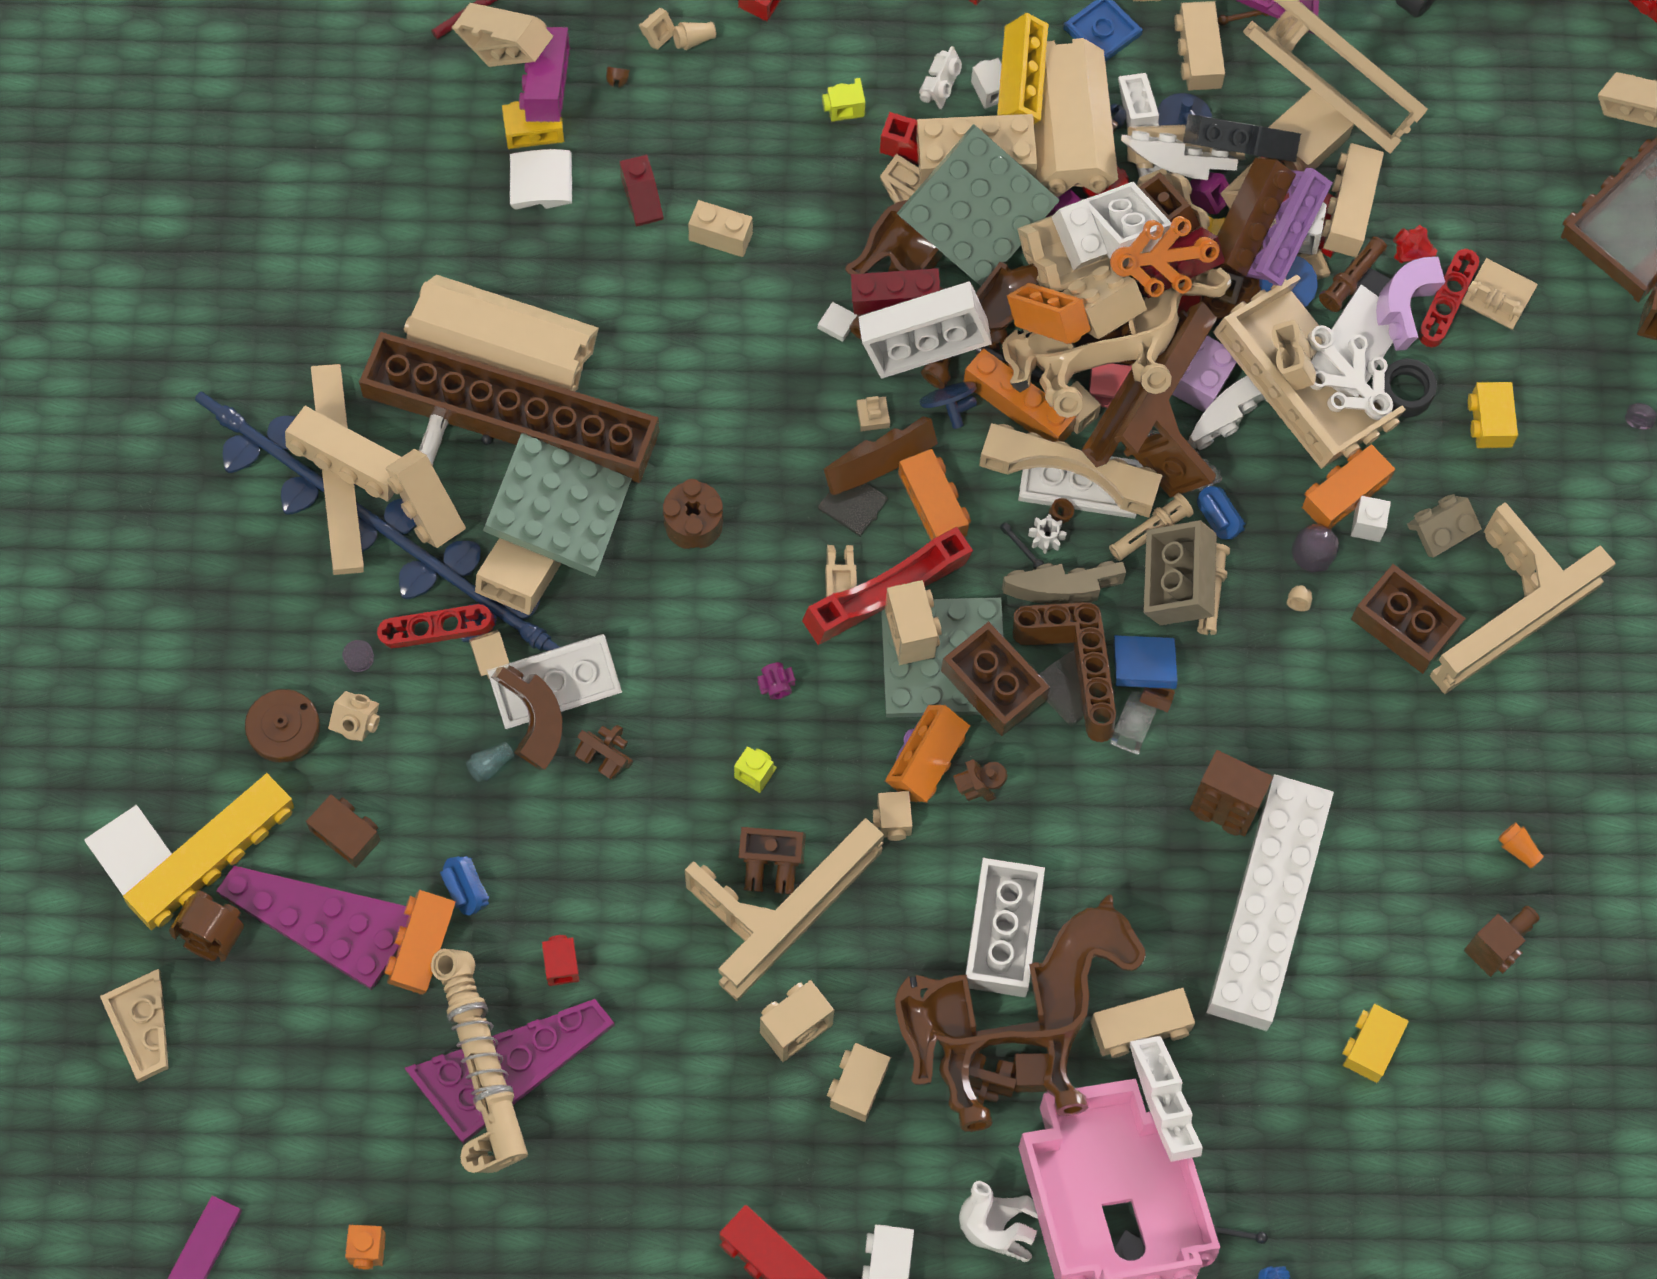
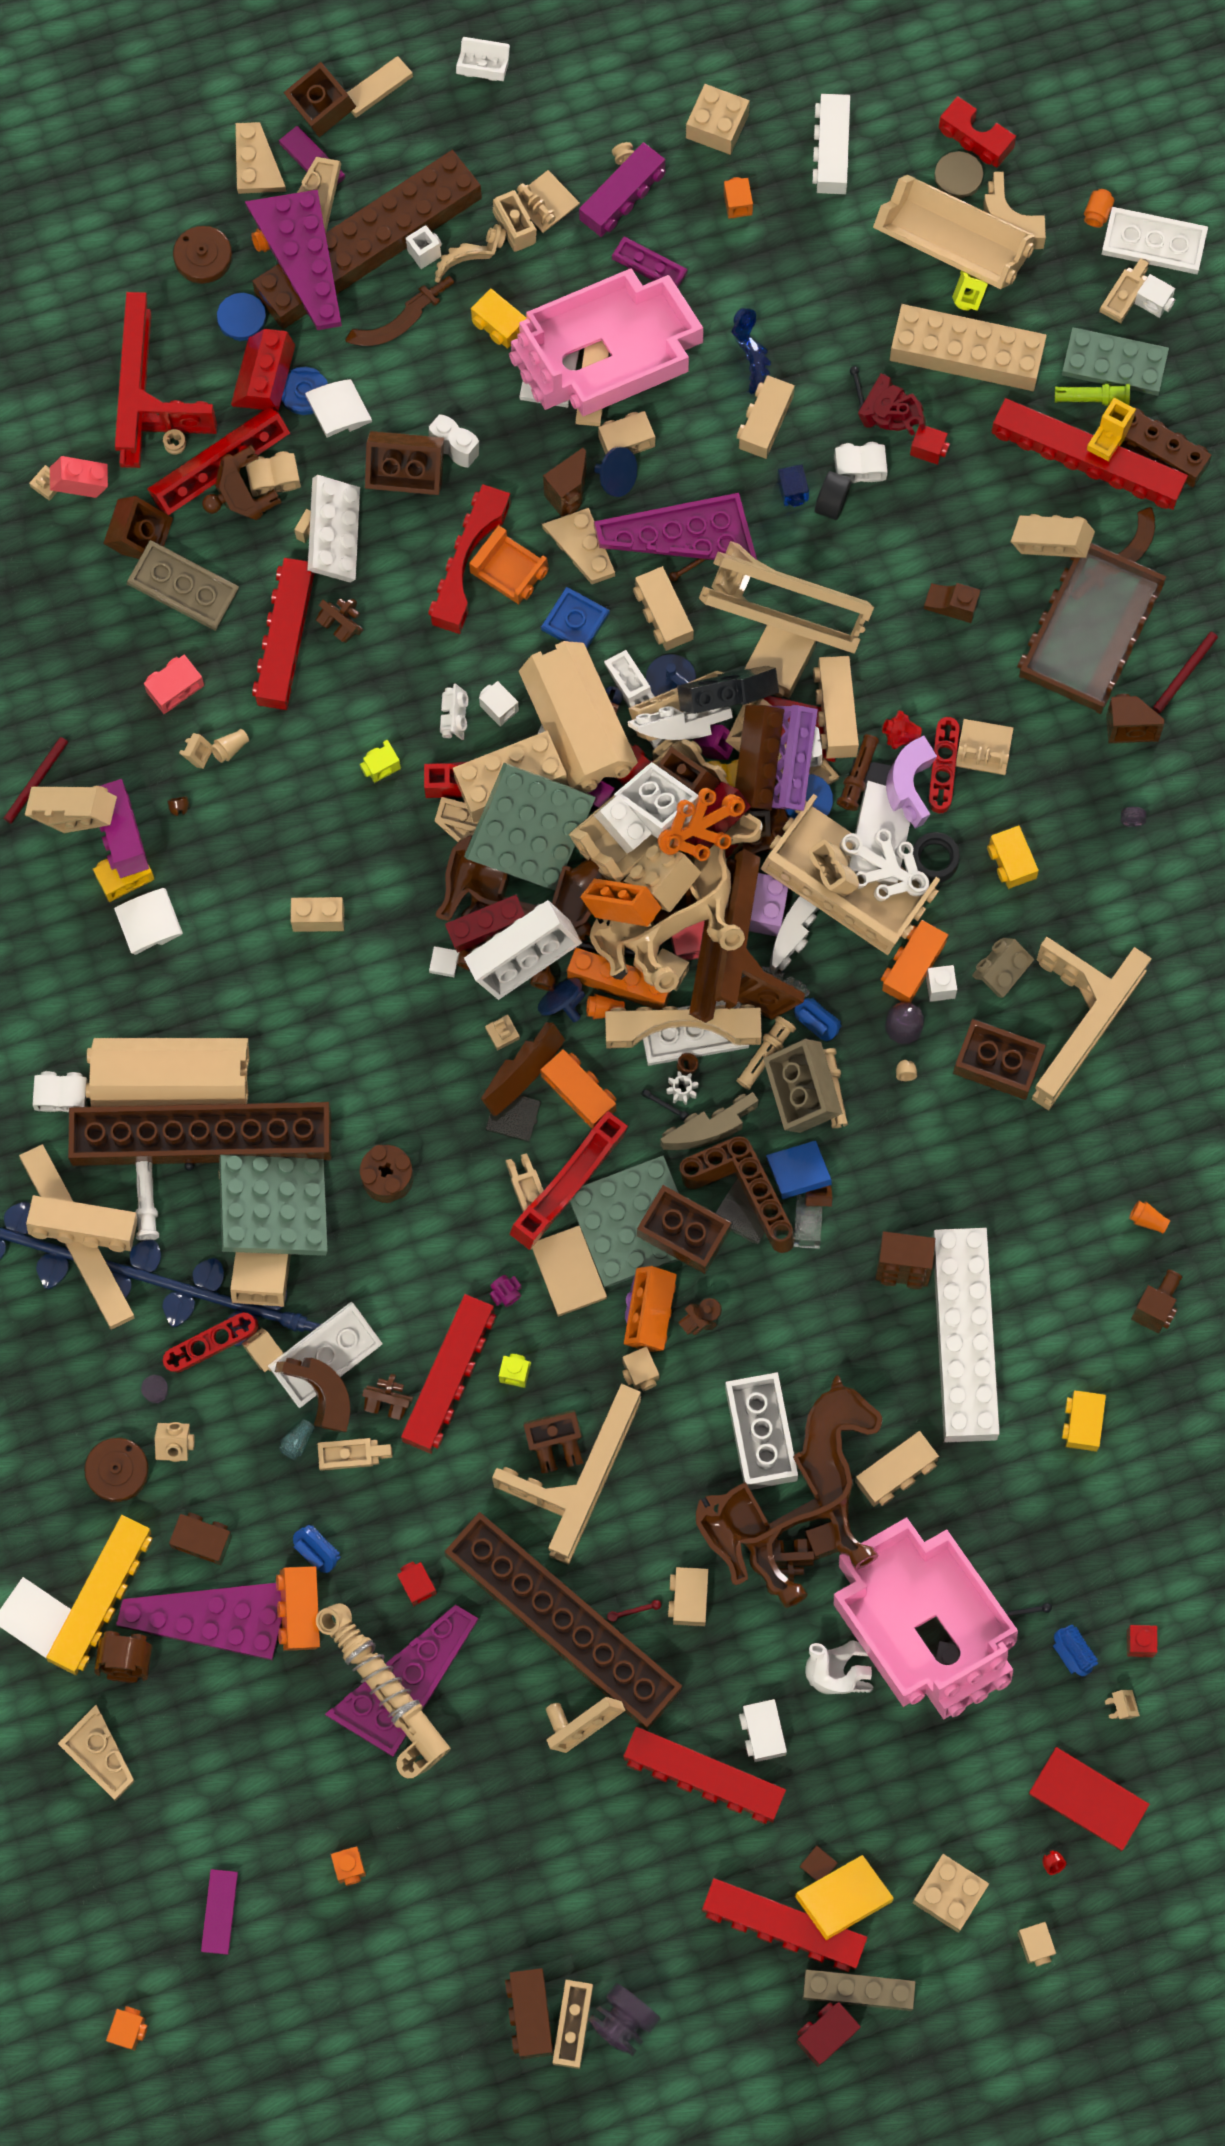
camera: 15 degrees left, 5 degrees up
(373, 315) = (59, 1093): none -> white brick
(424, 498) = (162, 1239): tan brick -> none
(543, 797) = (351, 1453): none -> tan hinge
(641, 190) = (237, 903): dark red slope -> none
(671, 1186) = (571, 1734): none -> tan piece
(680, 748) = (448, 1374): none -> red brick
(708, 1060) = (563, 1620): none -> reddish brown brick
(765, 1075) = (613, 1616): none -> dark red hinge
(796, 1020) = (623, 1566): tan brick -> none
(853, 684) = (568, 1271): none -> tan tile
(911, 622) = (600, 1206): tan brick -> none
(985, 416) = (599, 1004): none -> orange cone
(1023, 67) = (523, 689): yellow brick -> none
(1165, 1099) = (935, 1525): white slope -> none
(1515, 137) = (953, 601): none -> reddish brown arch

